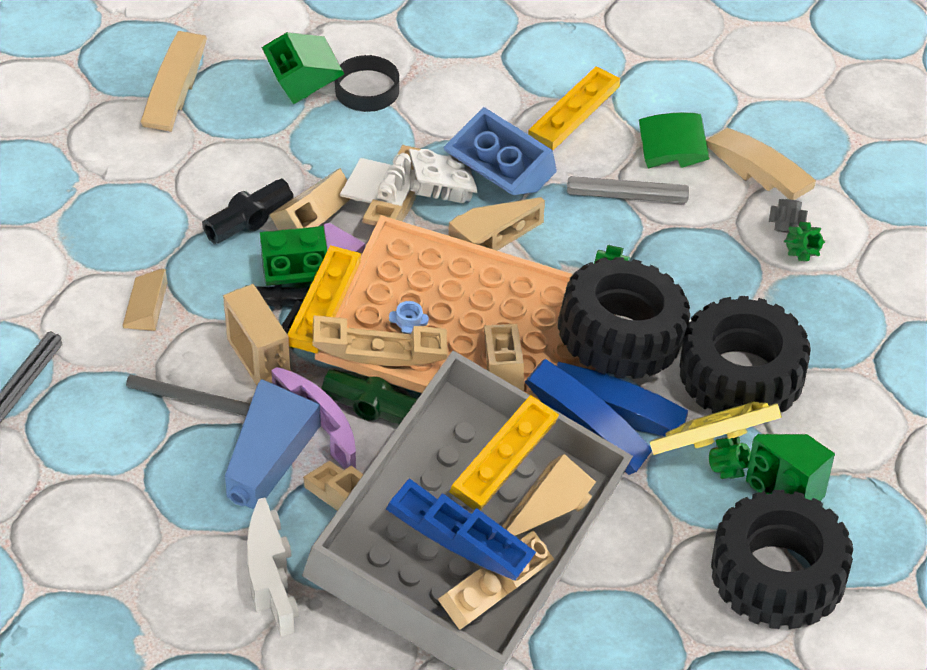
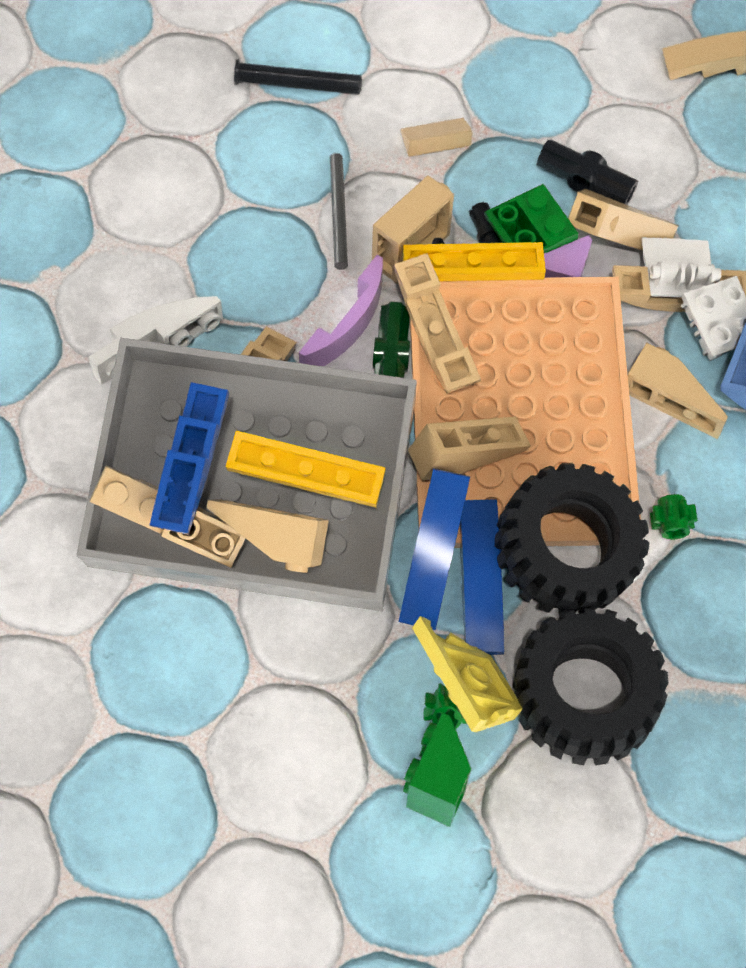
camera: 70 degrees right, 15 degrees up
(269, 442) = (296, 286): medium blue slope -> none
(408, 315) = (487, 334): light blue plate -> none
(774, 594) = (319, 741): black tyre -> none

